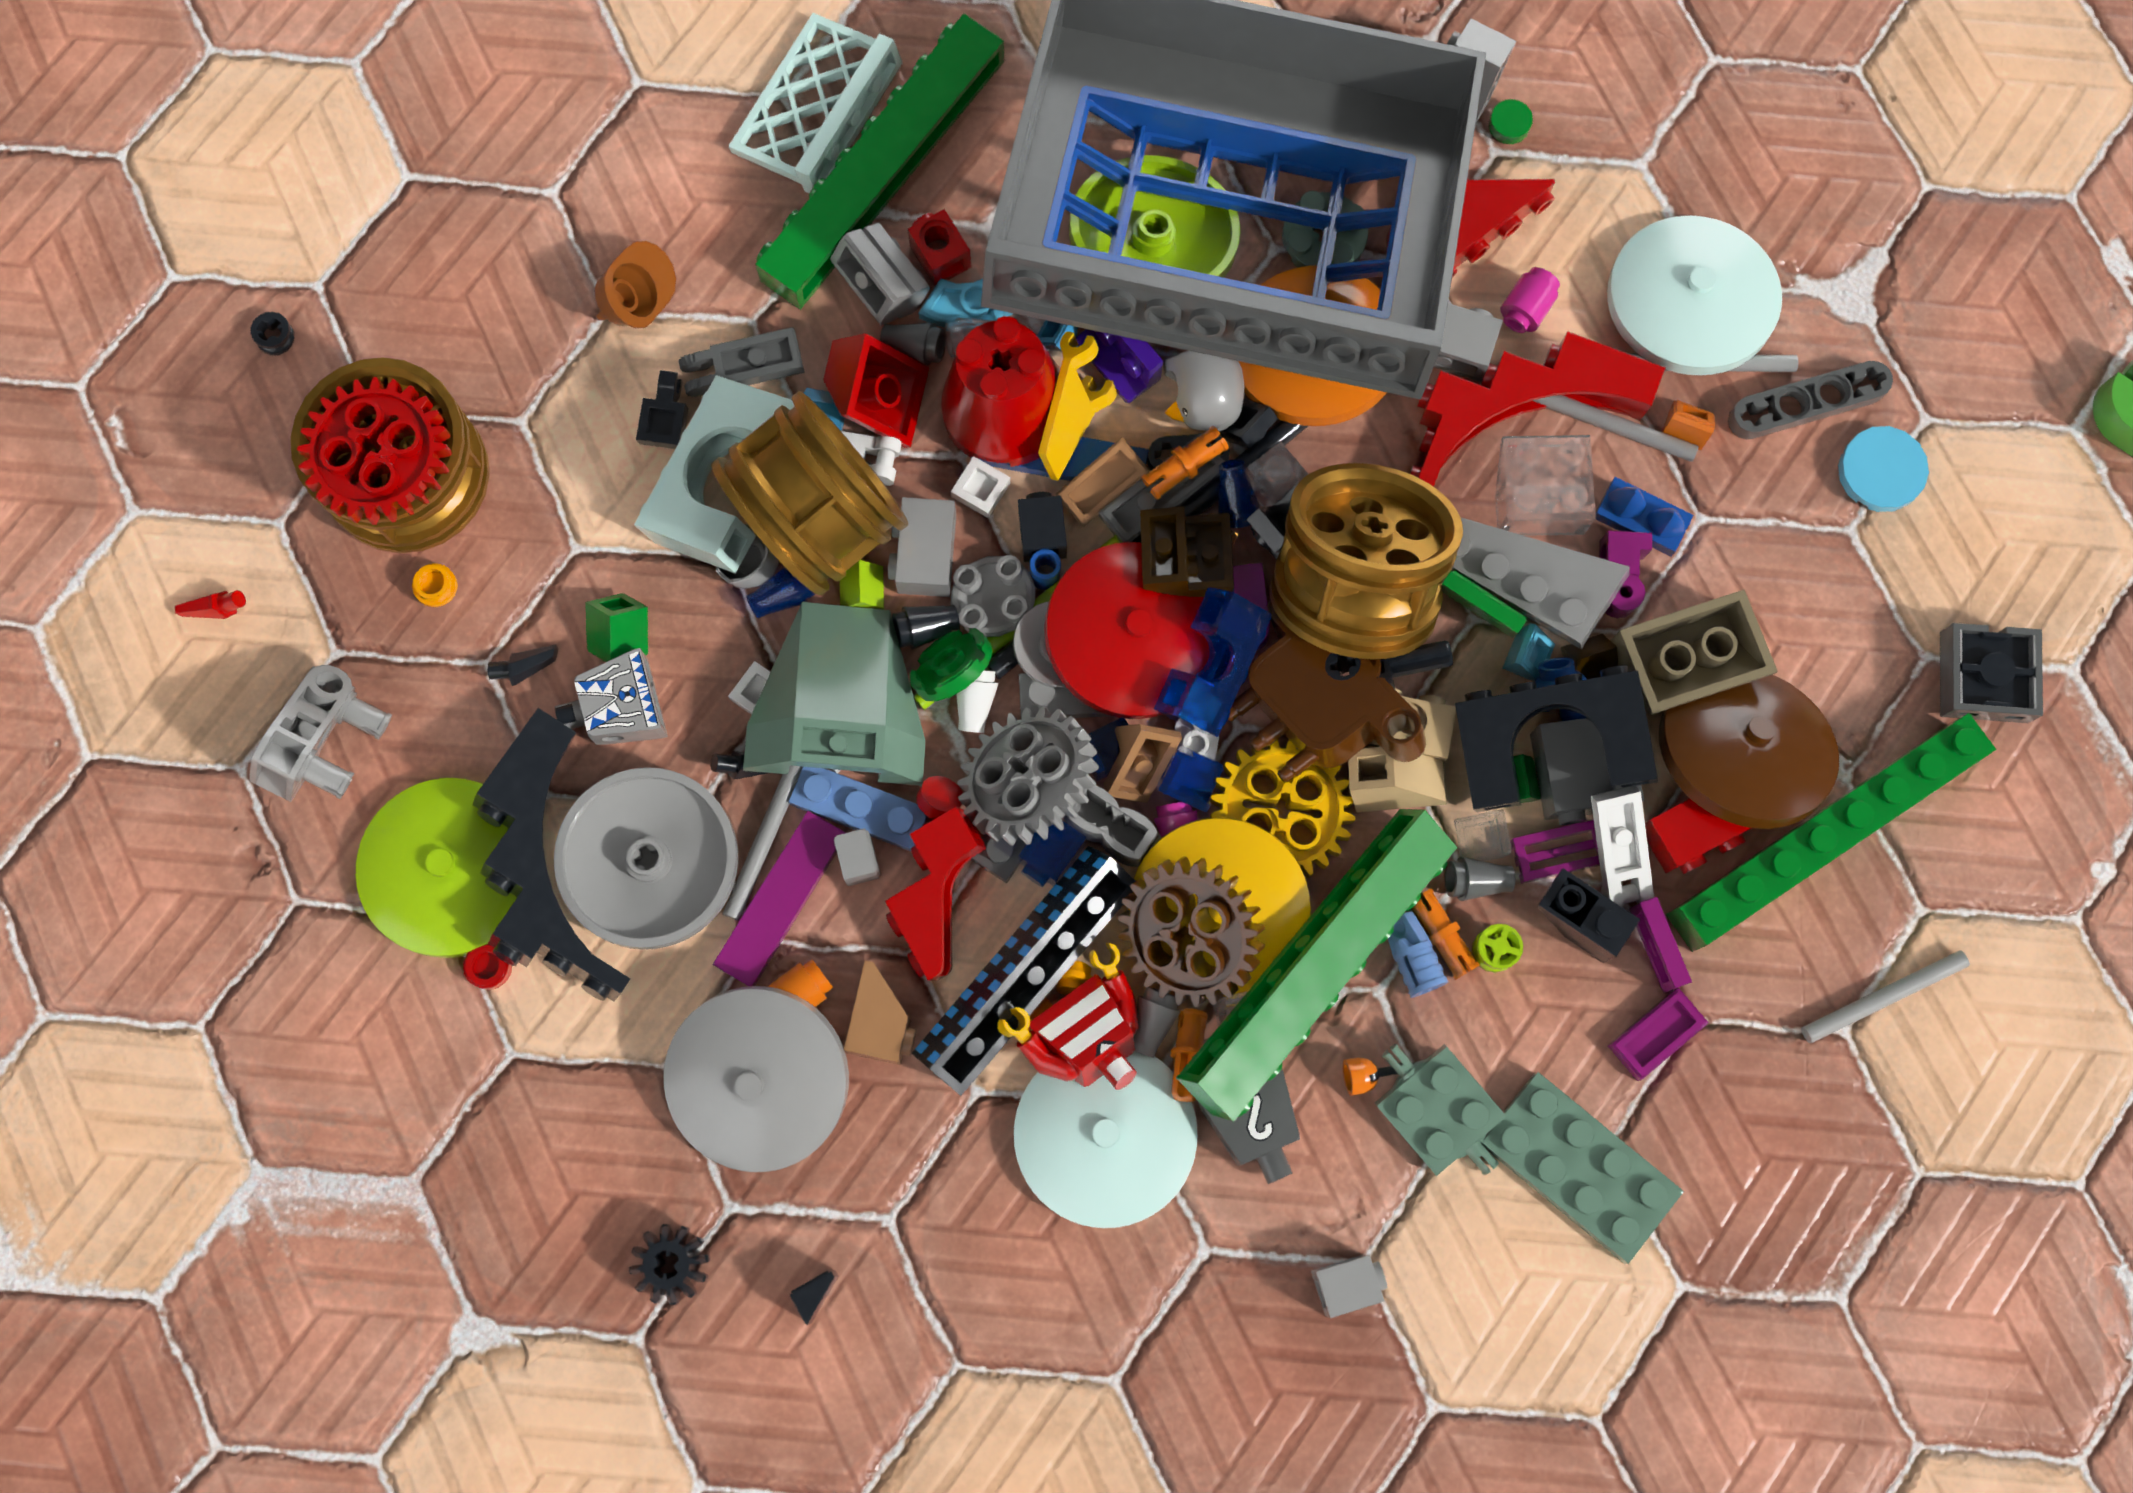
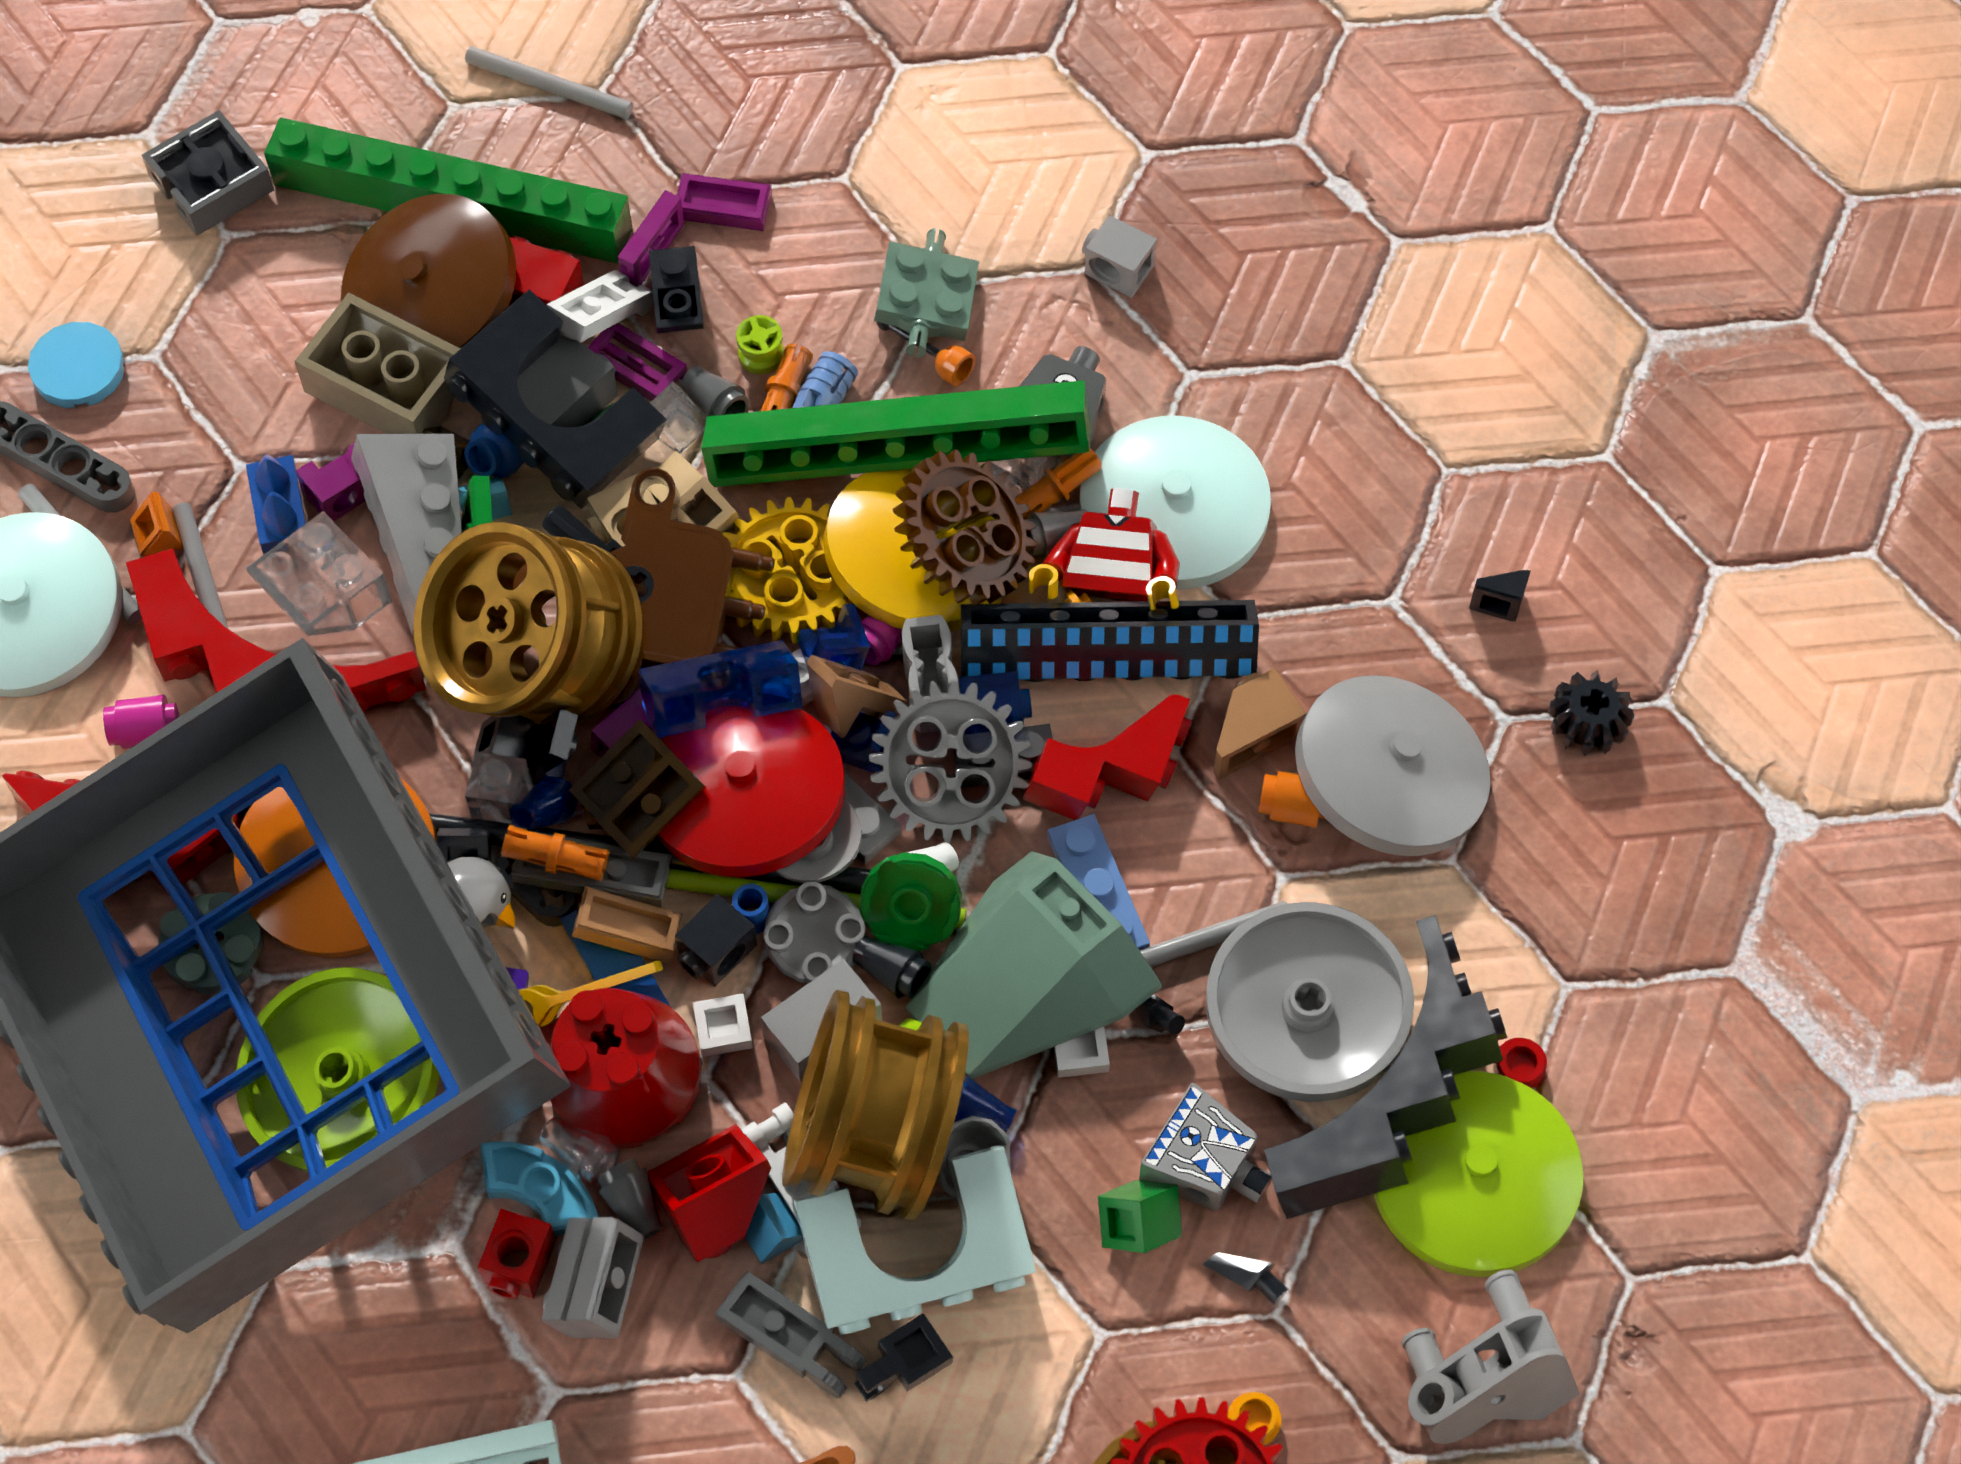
camera: 130 degrees left, 15 degrees down
(779, 900) = (1234, 884): magenta tile -> none
(857, 857) = (1142, 841): light grey slope -> none
(881, 159) = (467, 1386): green brick -> none
(938, 796) = (1031, 827): red tile -> none
(1582, 1168) = (875, 179): sand green plate -> none

